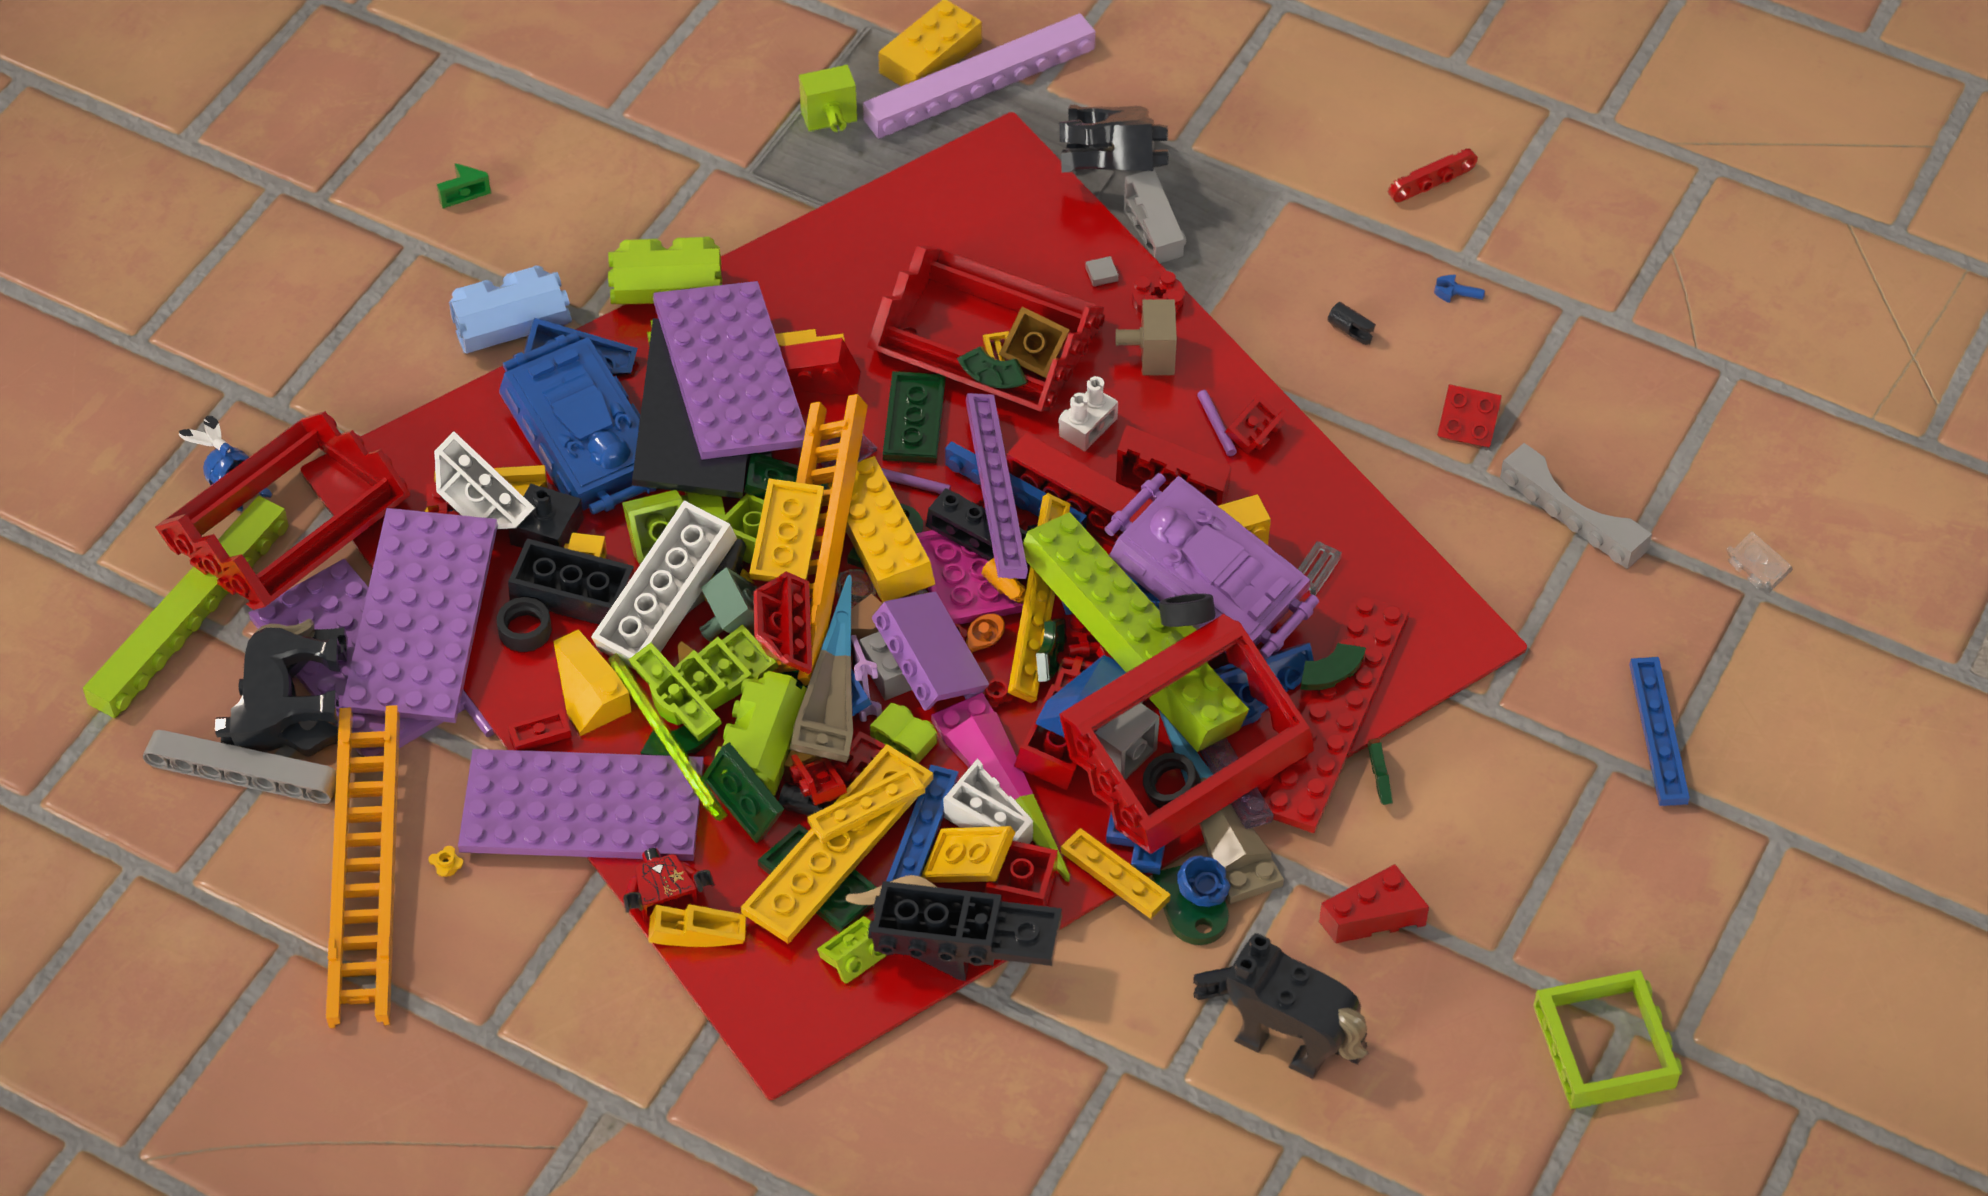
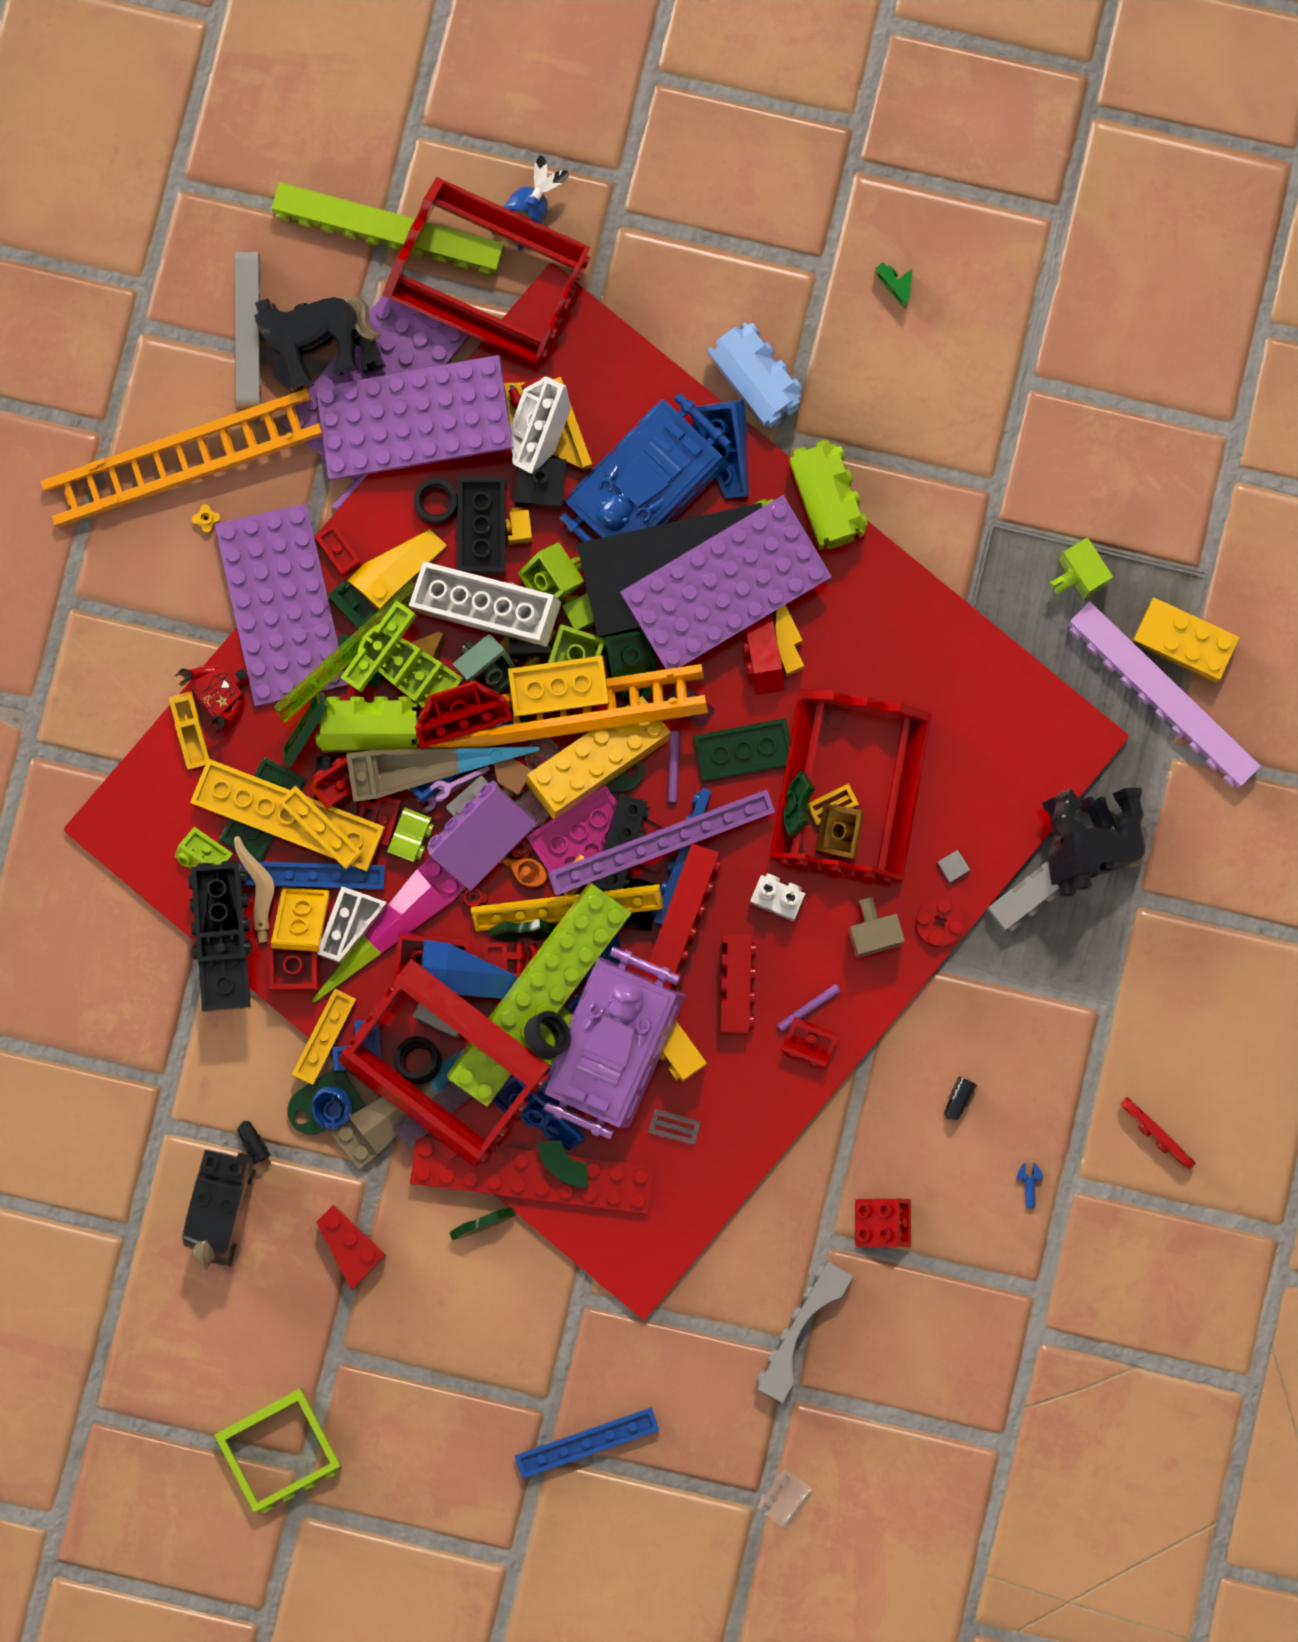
camera: 75 degrees right, 30 degrees up
(615, 733) = (351, 604): none -> dark green hinge

